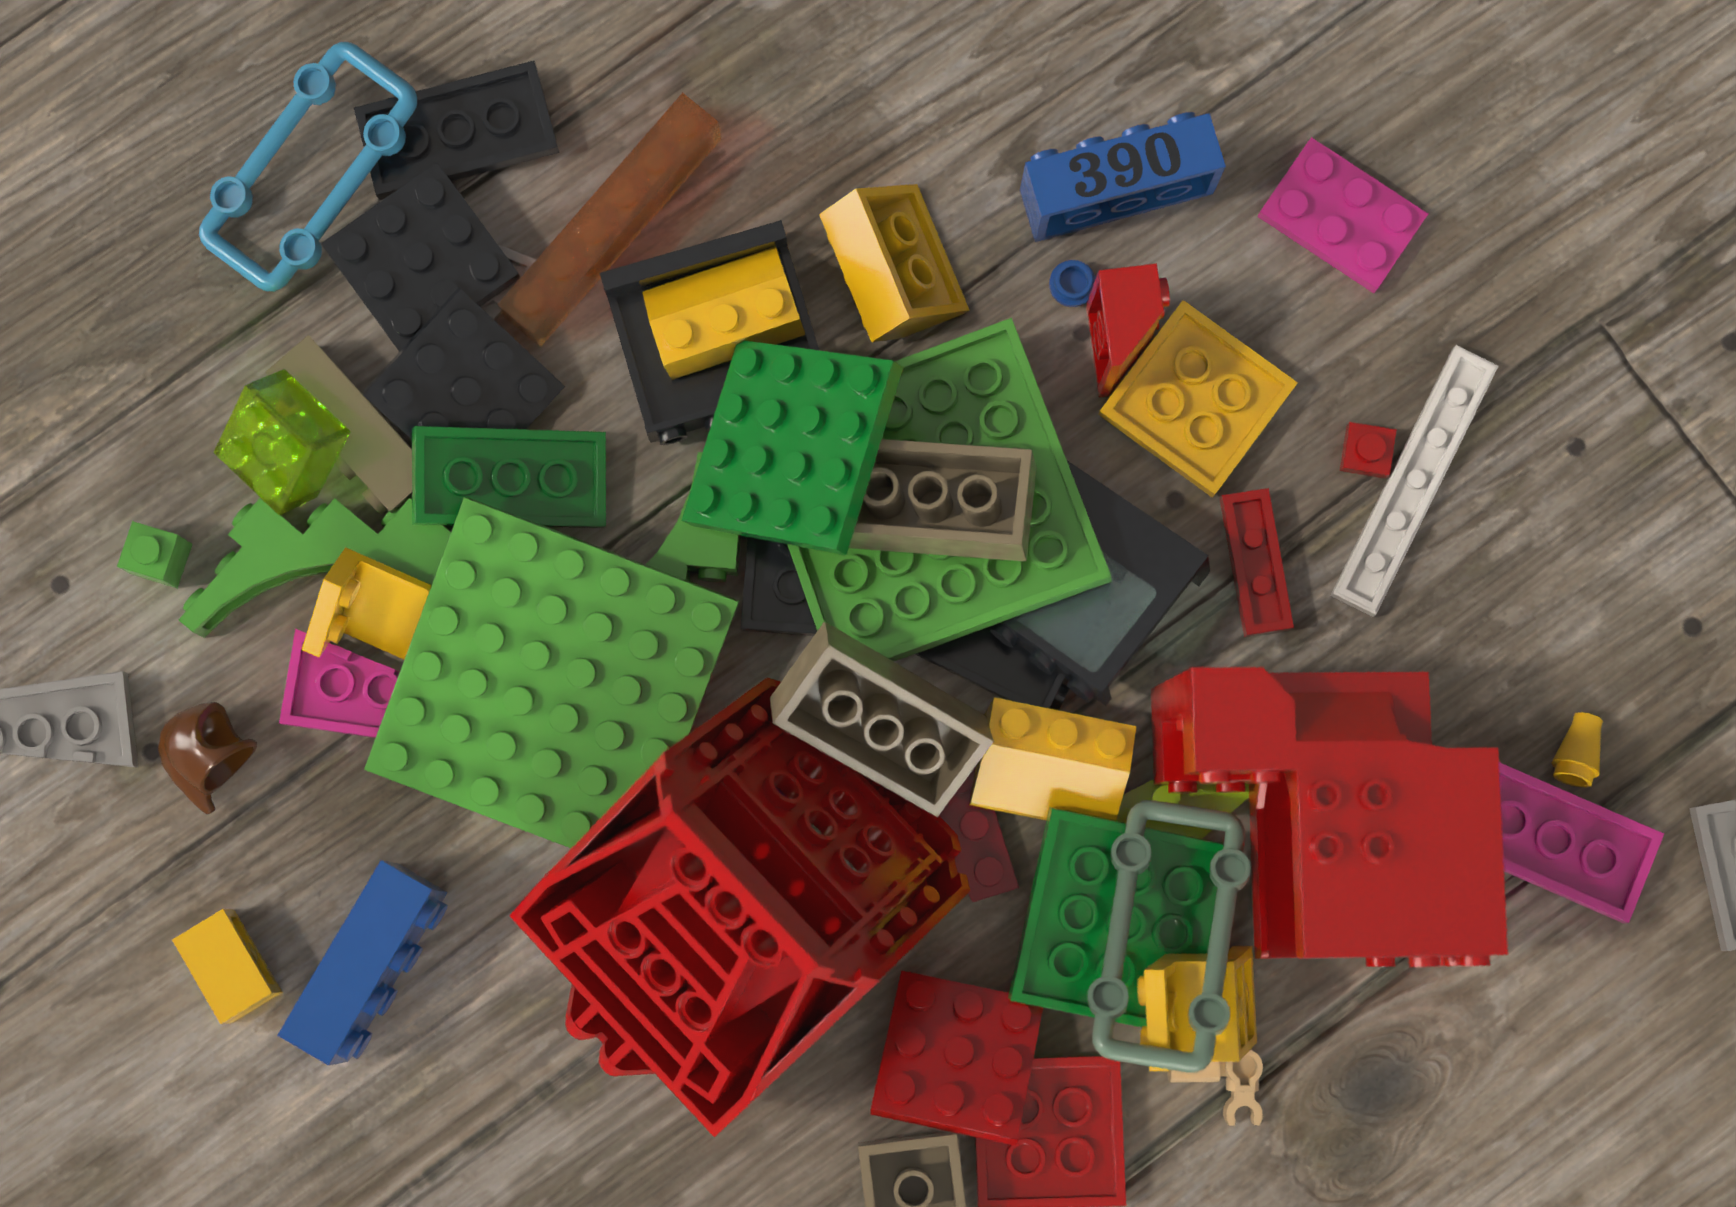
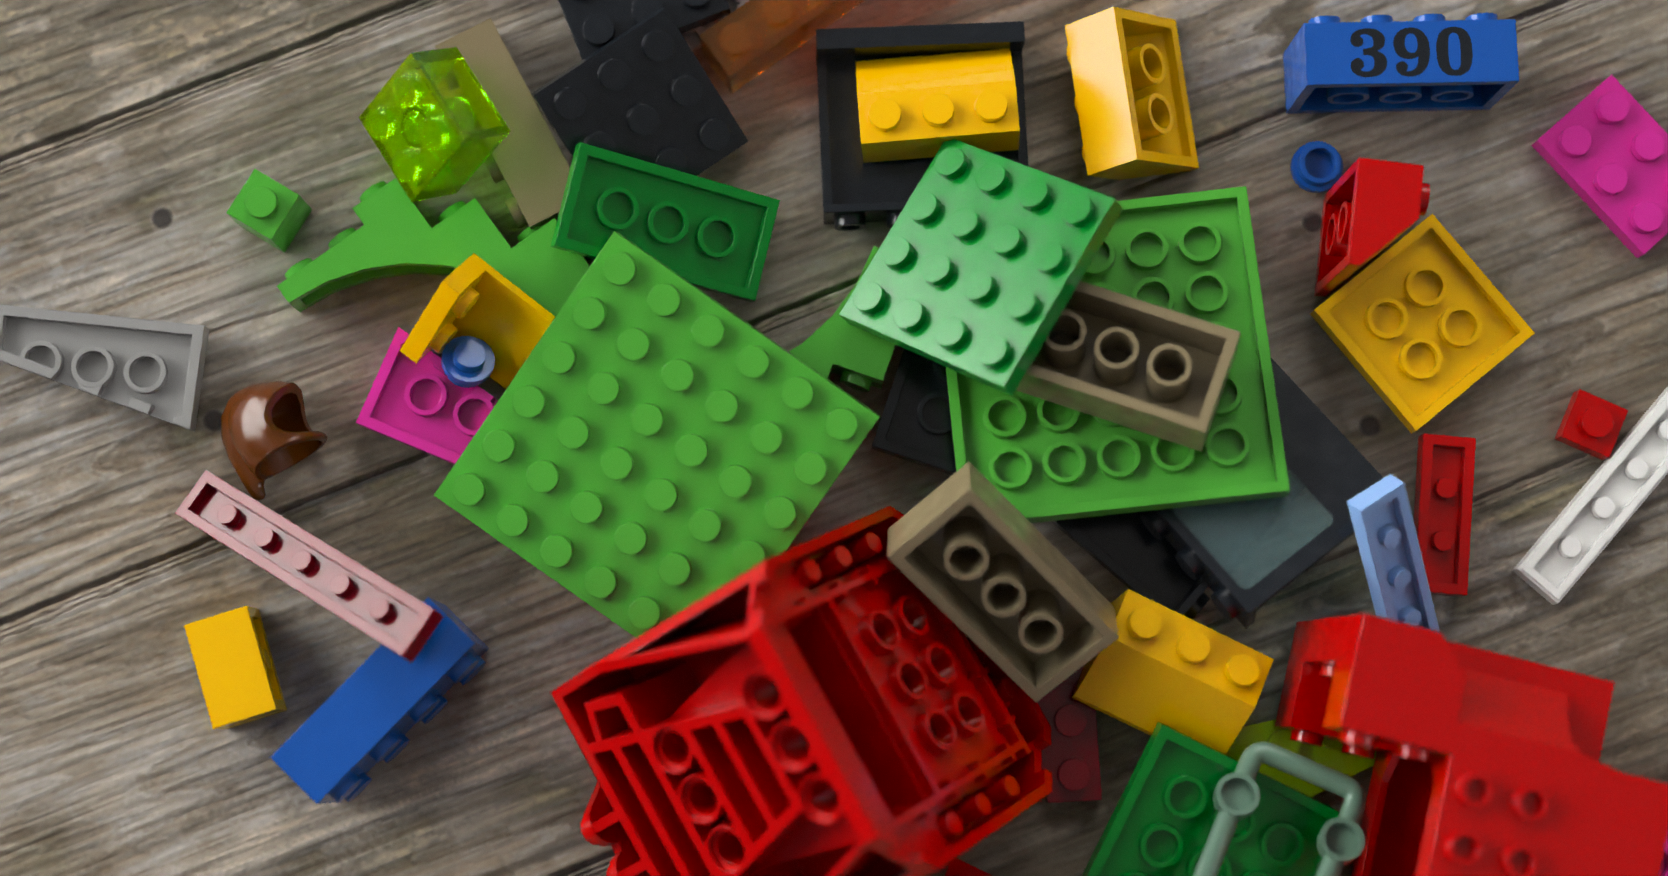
camera: 10 degrees right, 0 degrees up
(269, 859) = (310, 566): none -> plate
(364, 644) = (467, 361): none -> blue plate
(1216, 610) = (1392, 554): none -> light blue plate

